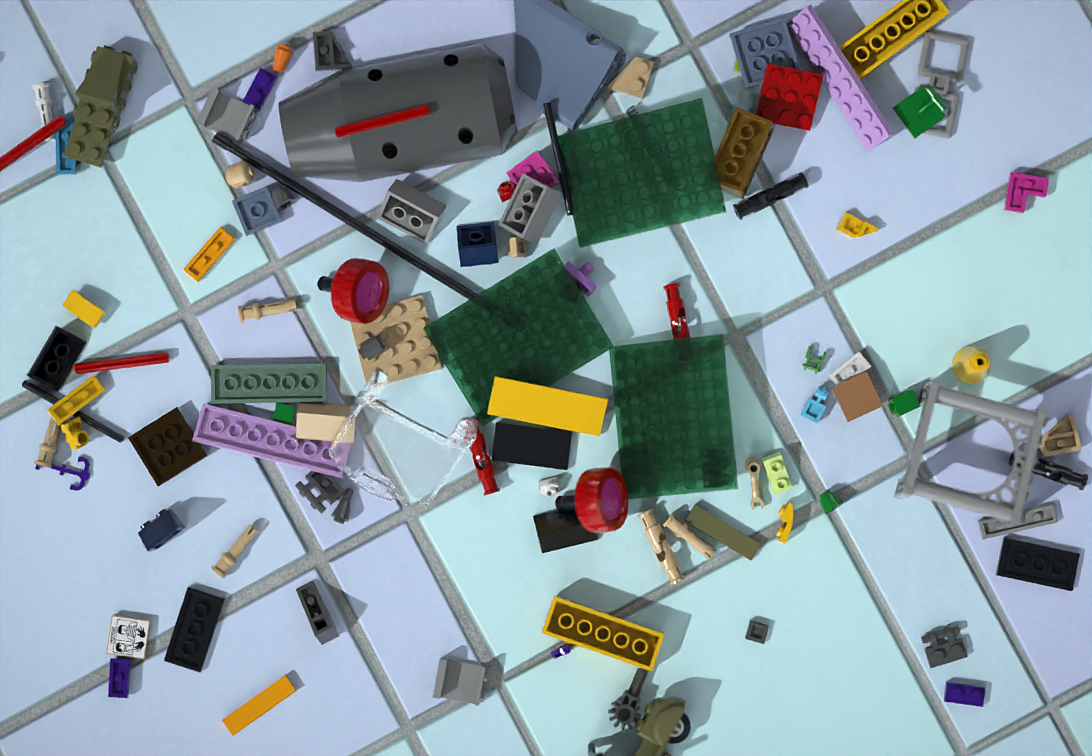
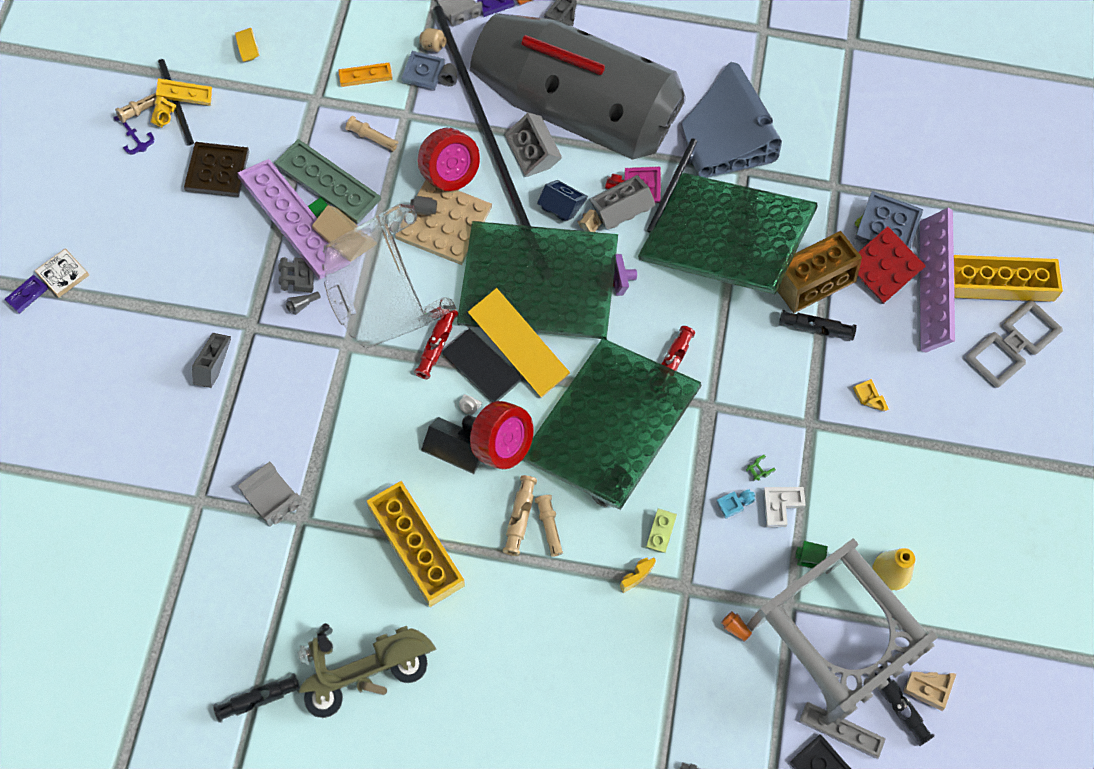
camera: 30 degrees right, 20 degrees down
(56, 358) = (197, 57): black slope -> none
(120, 363) = (239, 96): red axle -> none
(160, 530) = (156, 217): dark blue slope -> none
(194, 629) = (112, 304): black tile -> none
(229, 558) = (186, 273): tan pin -> none
(259, 705) = (105, 393): light orange tile -> none
(560, 651) = (370, 534): dark purple tile -> none
(629, 700) = (390, 617): dark grey gear -> none
(633, 78) = (772, 176): tan wing -> none
(722, 532) = (579, 544): olive tile -> none
(754, 480) = (638, 522): tan brick -> none
(756, 632) = (543, 646): dark grey tile -> none
(830, 501) = (688, 587): green hat -> none
(857, 396) = (775, 518): medium nougat tile -> none
(886, 504) = (736, 626): none -> orange cone
(920, 110) = (988, 347): green plate -> none
(1019, 187) = (1034, 463): dark pink plate -> none

